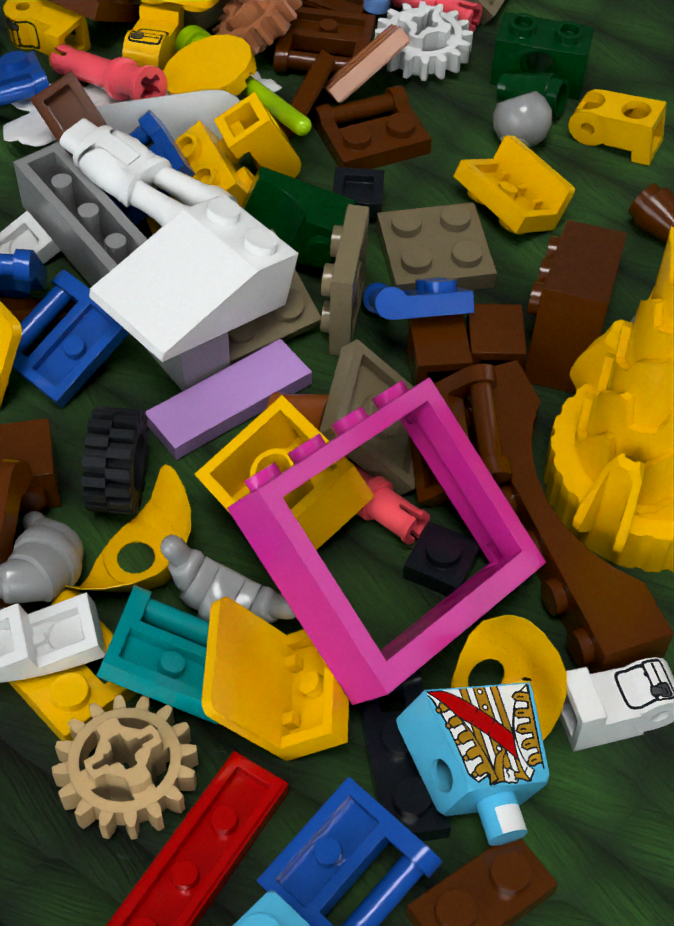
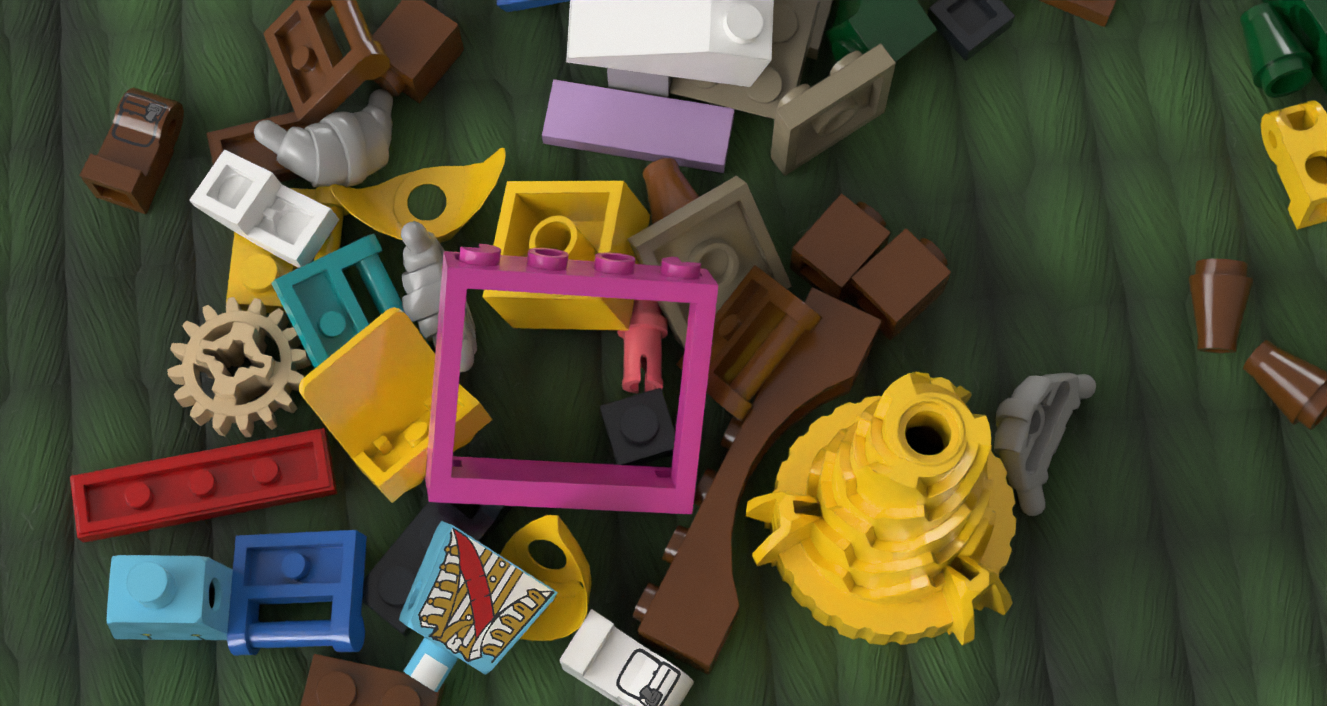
camera: 50 degrees right, 20 degrees up
(115, 460) = (471, 109): black tyre -> none
(430, 298) = (882, 200): blue plate -> none
(436, 244) = (975, 138): dark tan plate -> none
(517, 187) = (1113, 143): yellow bracket -> none
(524, 117) = (1215, 74): light grey piece -> none
(571, 300) = (1020, 303): reddish brown wedge -> none

